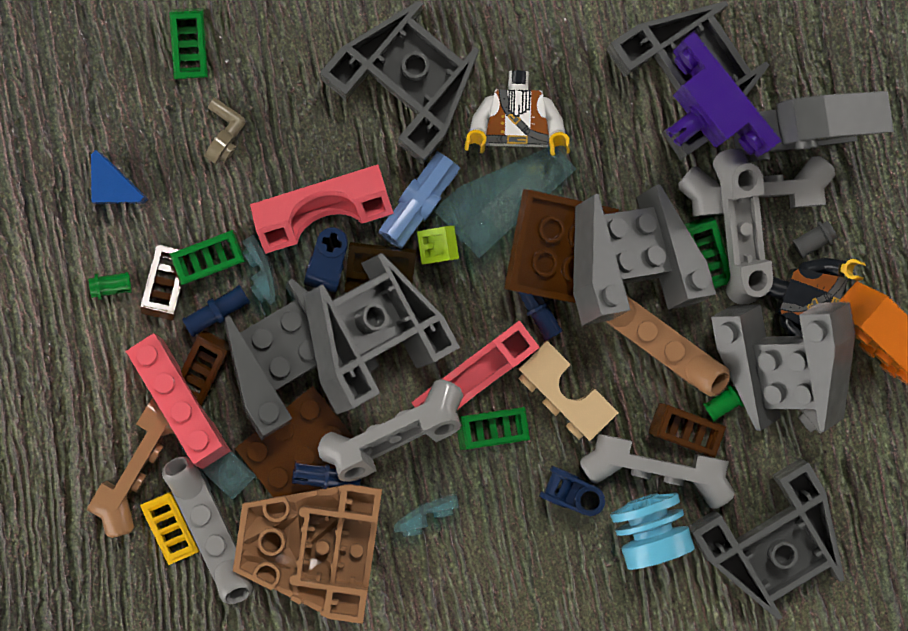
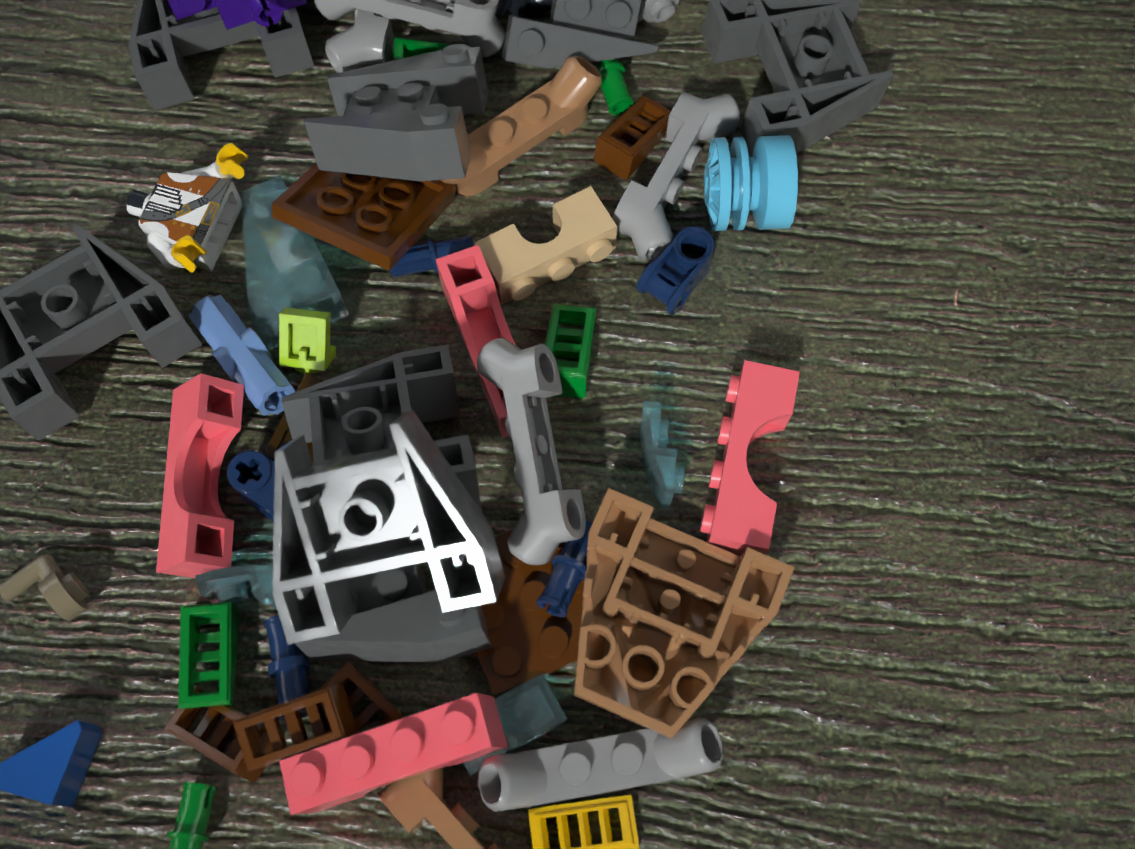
camera: 75 degrees left, 20 degrees down
(175, 351) = (337, 711): none -> reddish brown slope
(300, 359) = (372, 518): none -> dark grey wedge
(483, 574) = (761, 405): none -> coral arch

